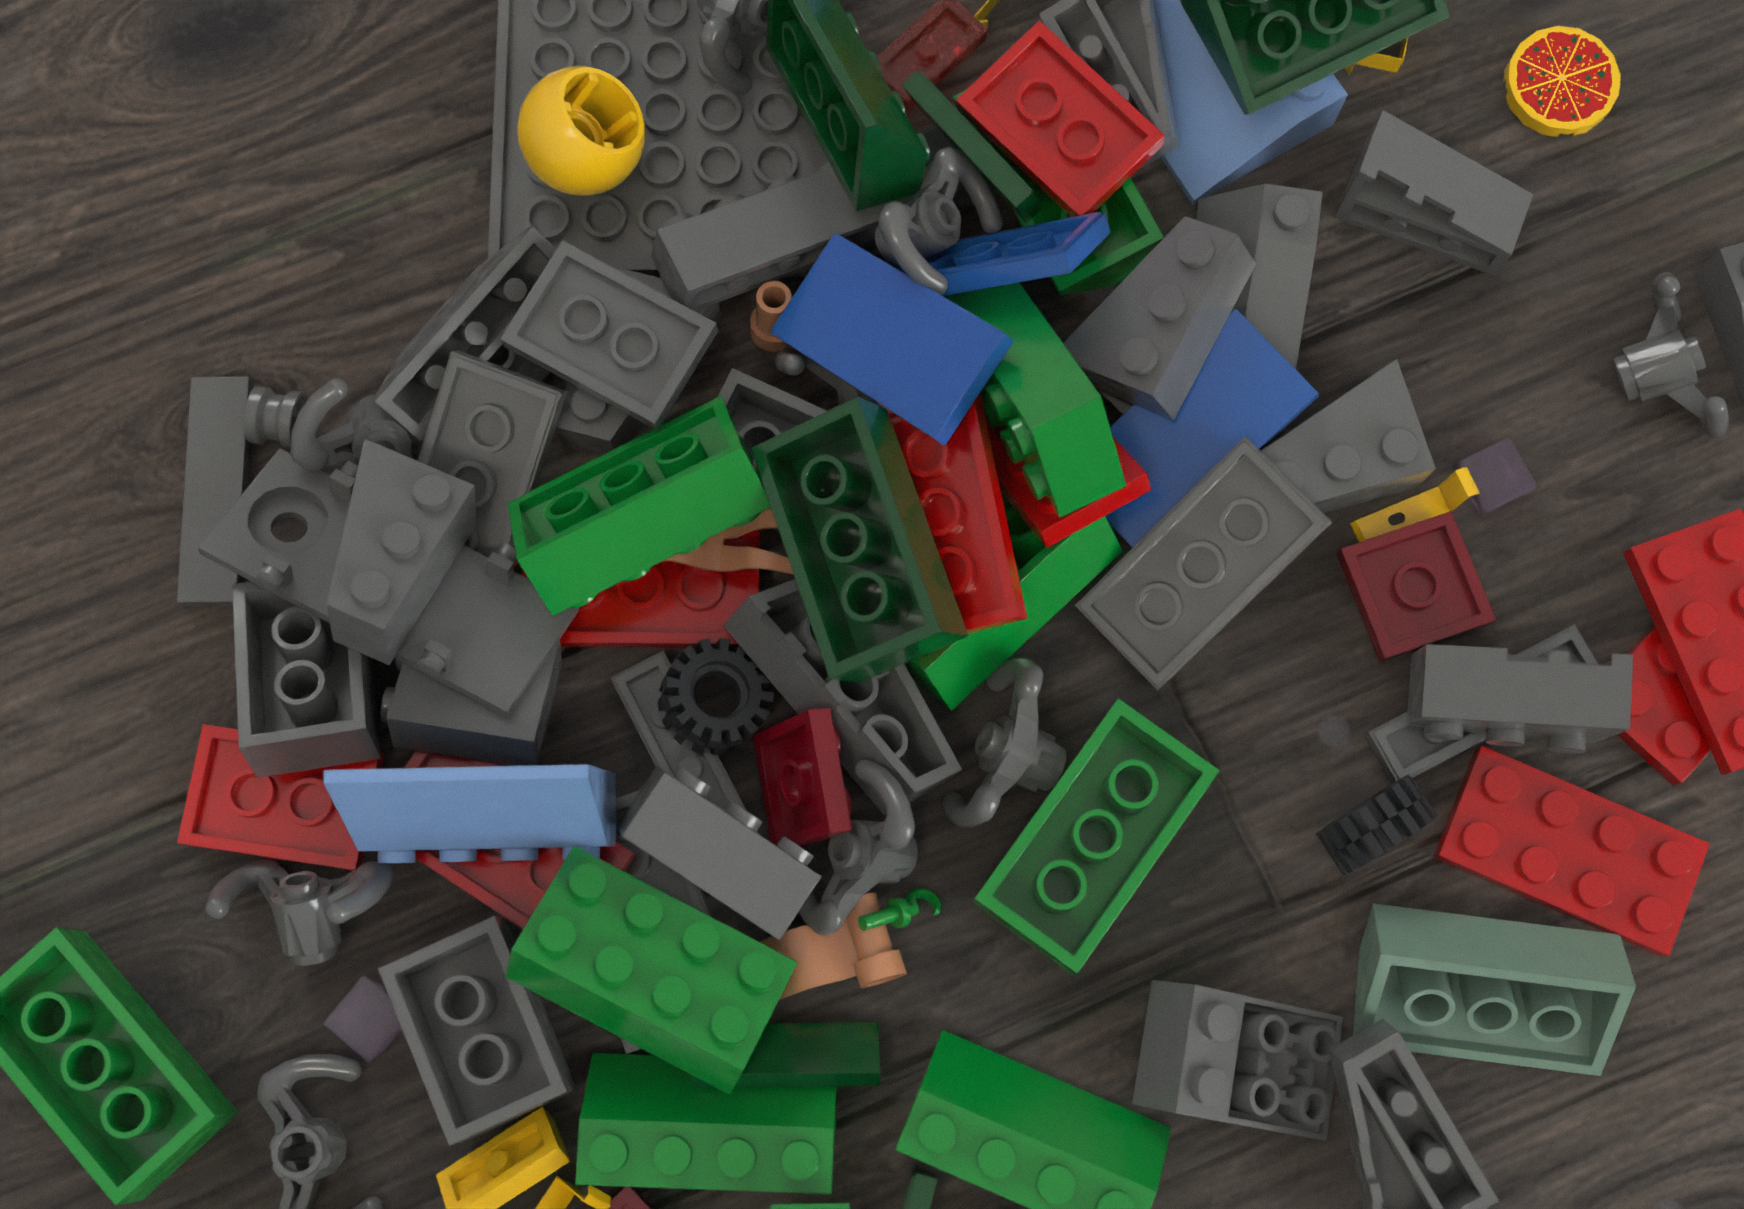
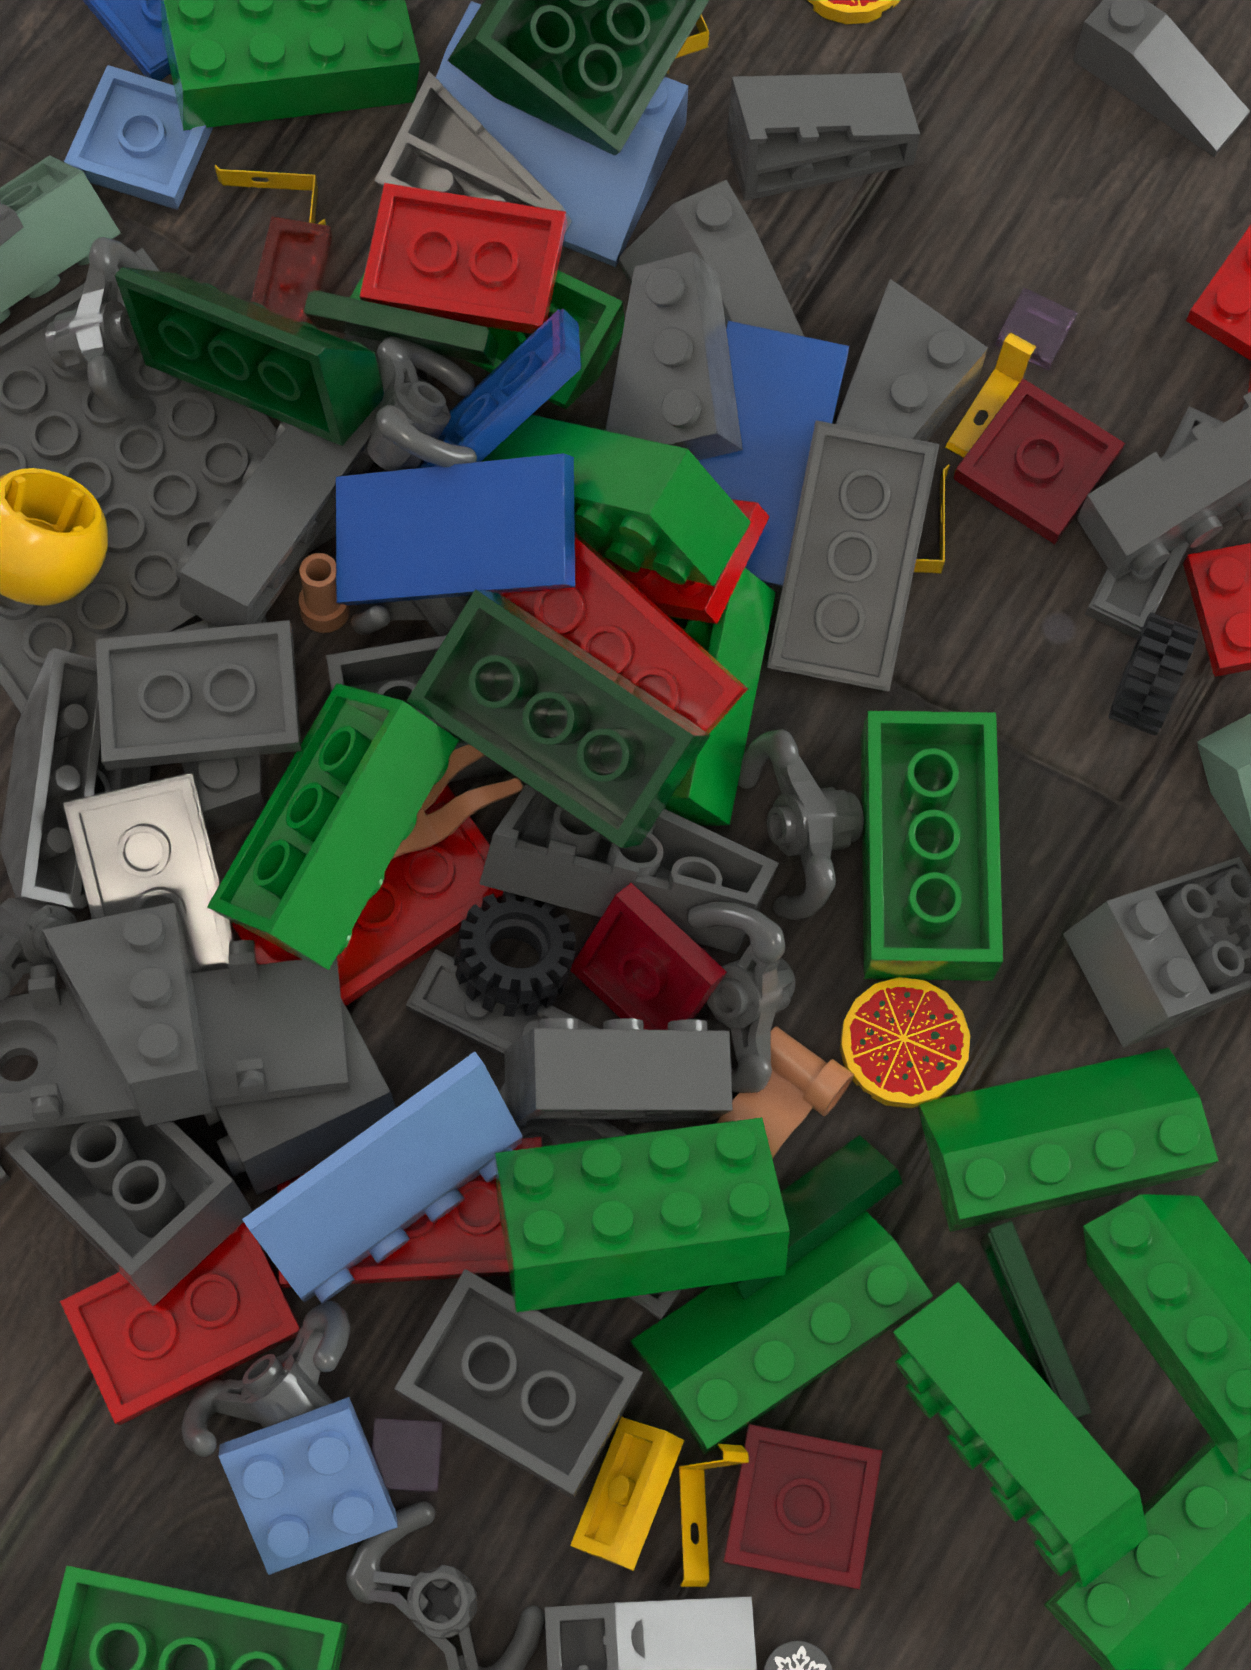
camera: 40 degrees left, 5 degrees down
(275, 991) = (308, 1485): none -> medium blue plate
(899, 911) = (810, 1025): green hand -> none
(966, 975) = (905, 1042): none -> tile
(1268, 614) = (936, 566): none -> yellow piece
(1669, 363) = (1110, 142): dark grey piece -> none

